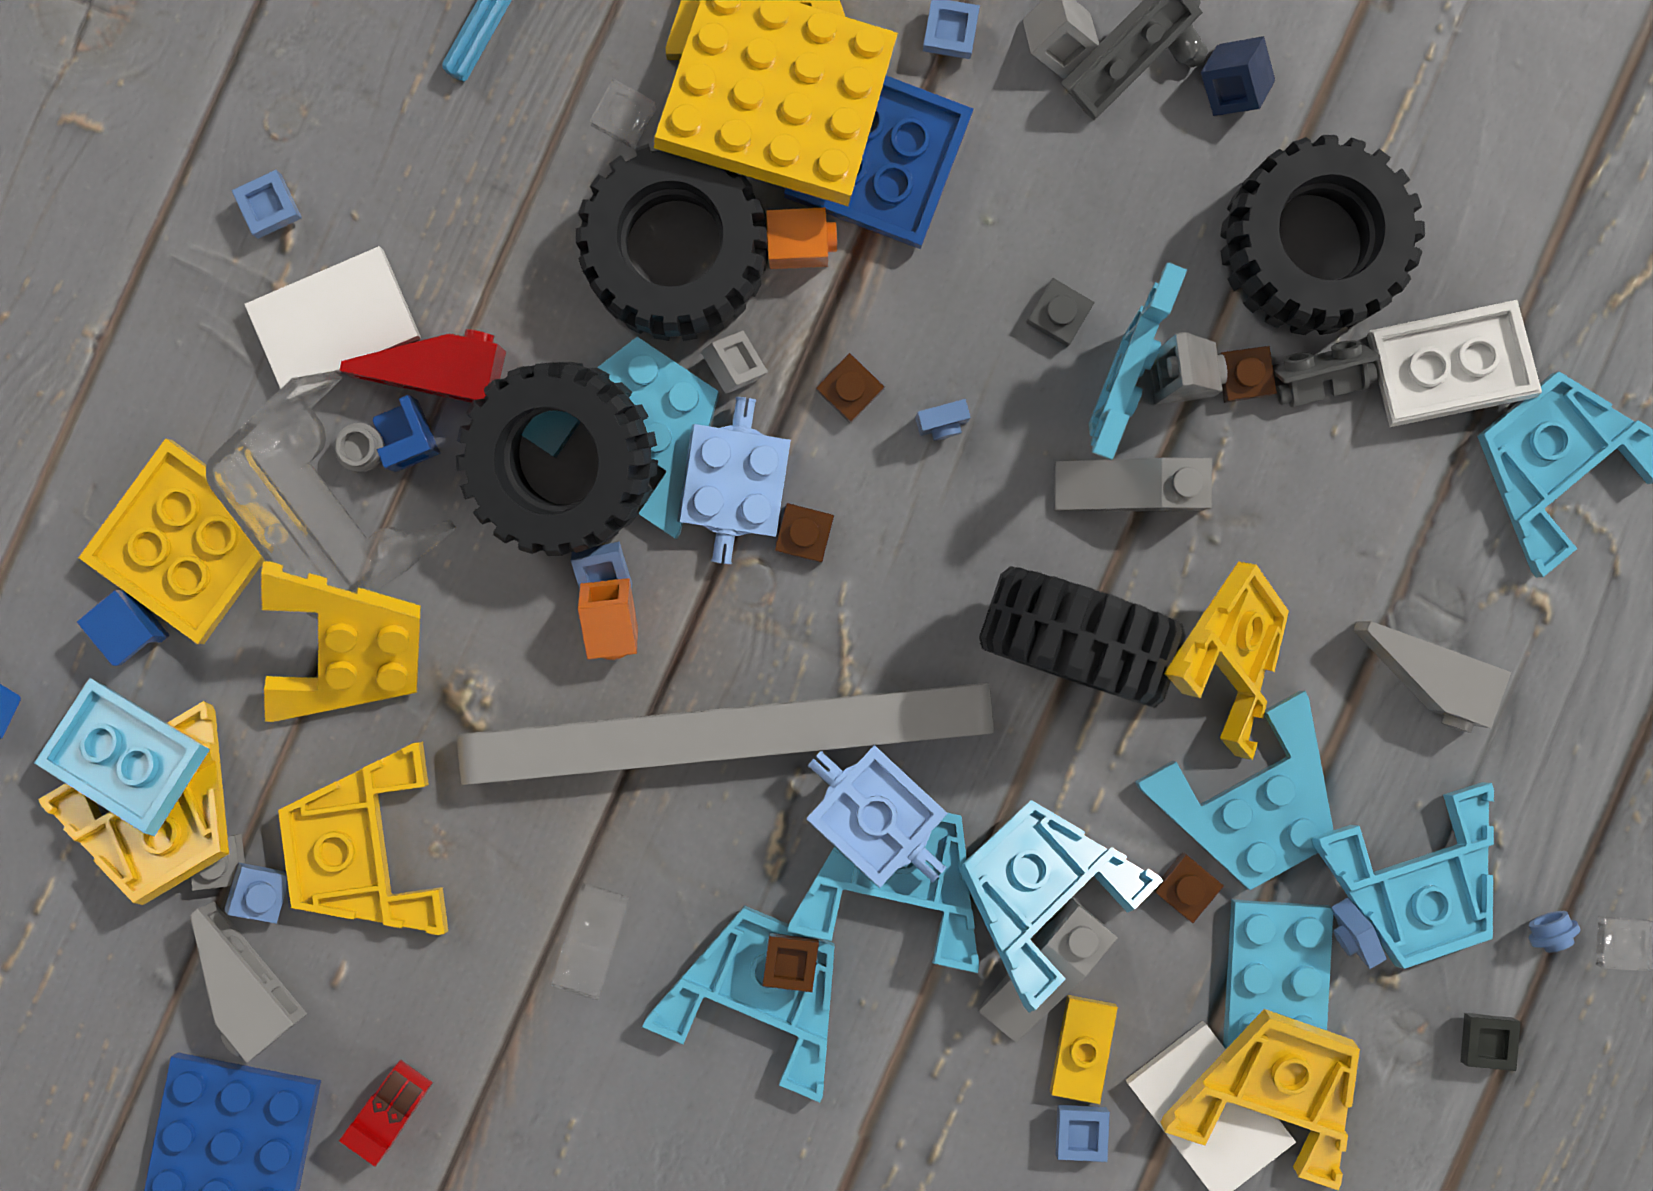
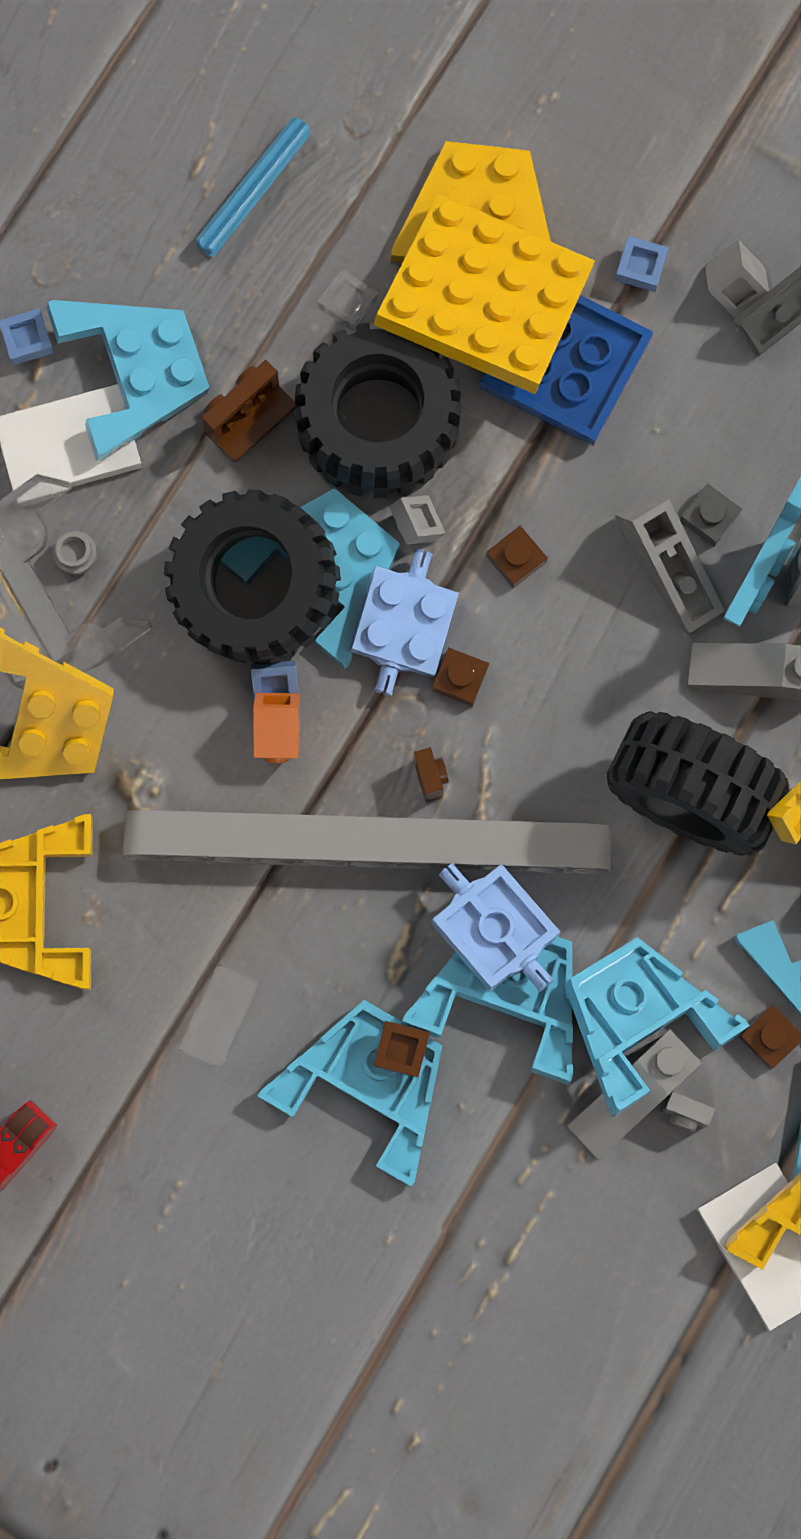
camera: 10 degrees right, 10 degrees down
(405, 435) = (117, 548): blue panel -> none
(411, 214) = (150, 359): none -> medium azure wing
(436, 366) = (153, 491): red slope -> none
(527, 261) = (247, 411): none -> reddish brown bracket
(785, 649) = (431, 774): none -> reddish brown plate
(800, 238) = (488, 422): orange brick -> none
(943, 420) = (596, 591): medium blue plate -> none
(1020, 371) = (670, 560): none -> light grey slope
(1082, 1133) = (650, 1249): medium blue plate -> none
(1083, 1049) = (660, 1173): yellow plate -> none
(1109, 985) = (687, 1112): none -> light grey plate

